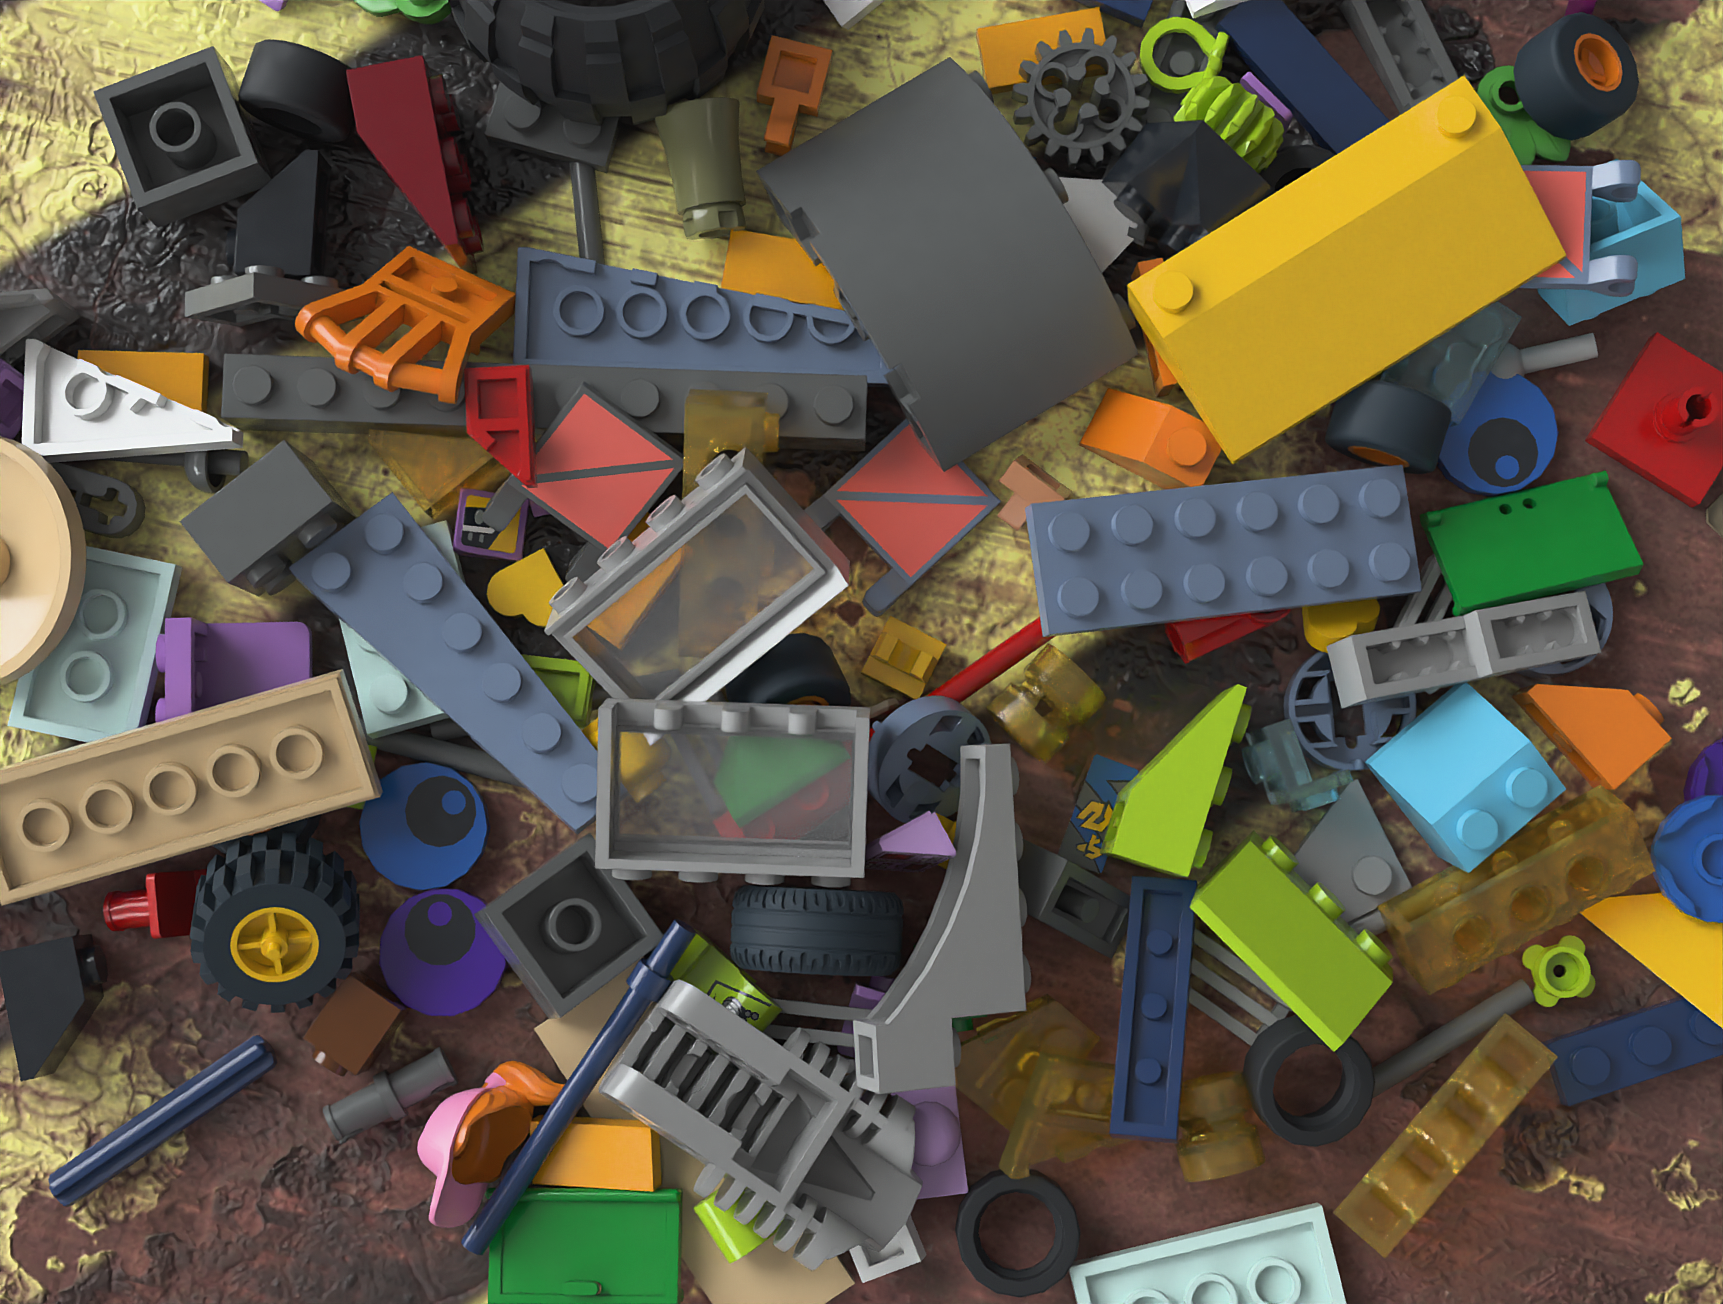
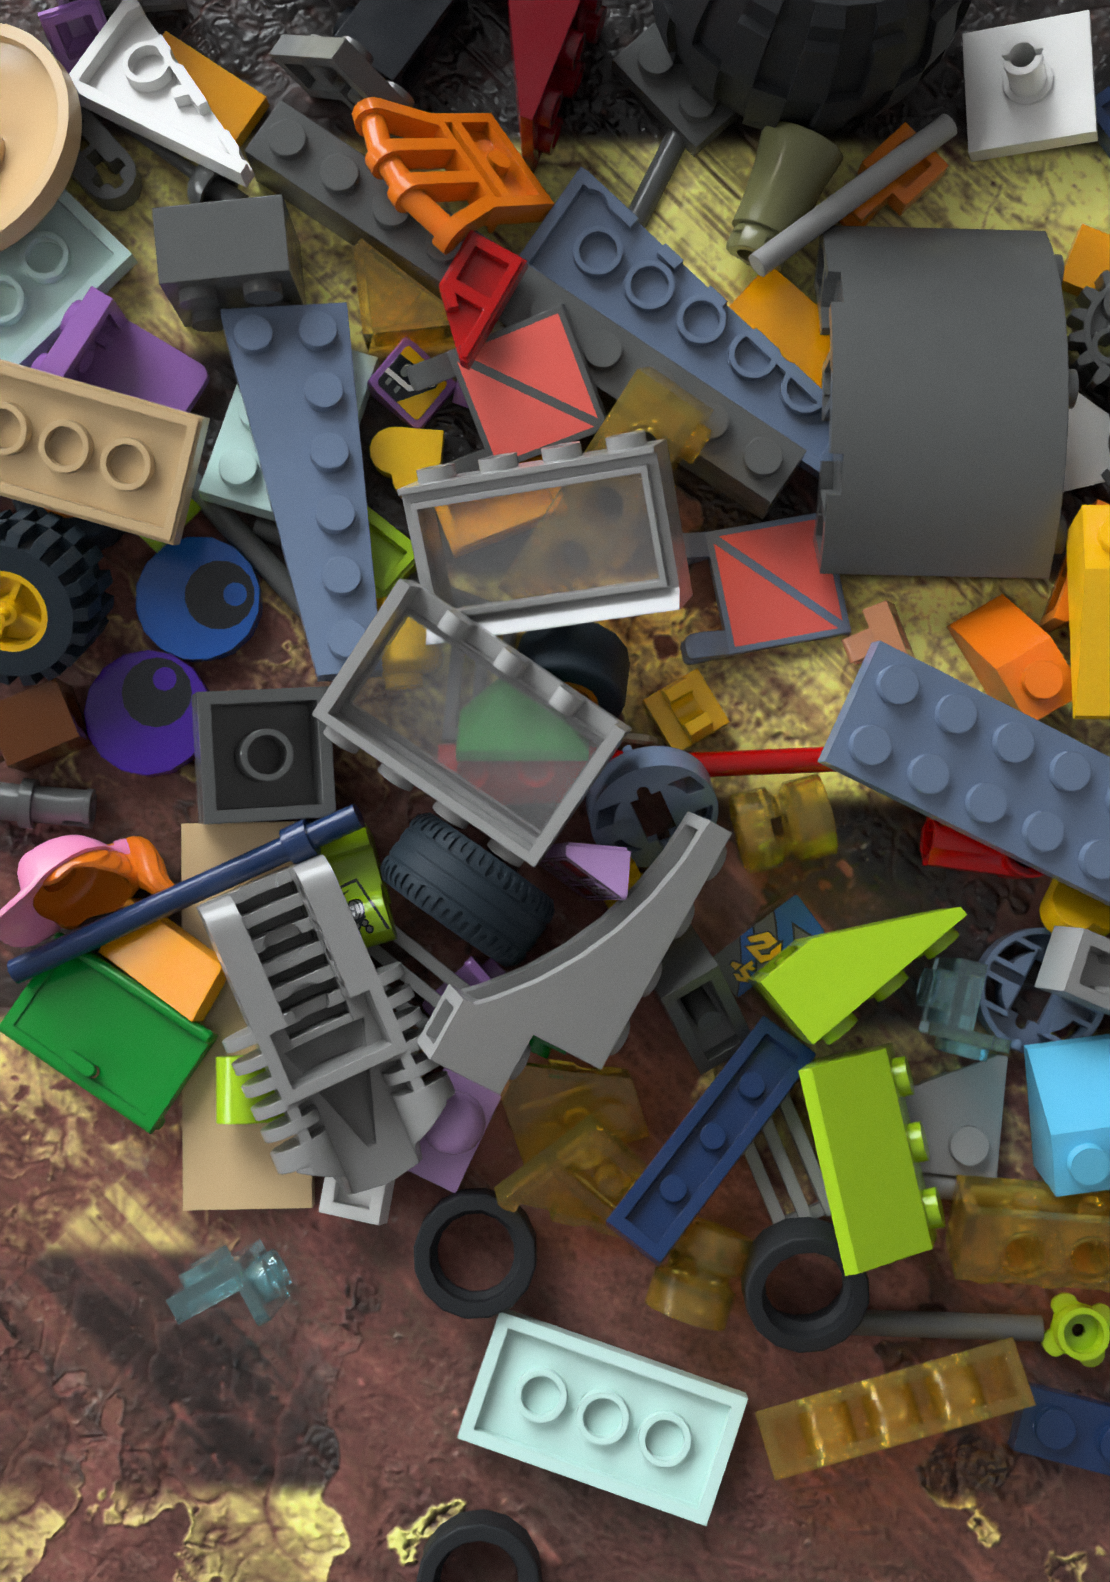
camera: 35 degrees right, 0 degrees up
(767, 129) = (852, 195): none -> light grey bar

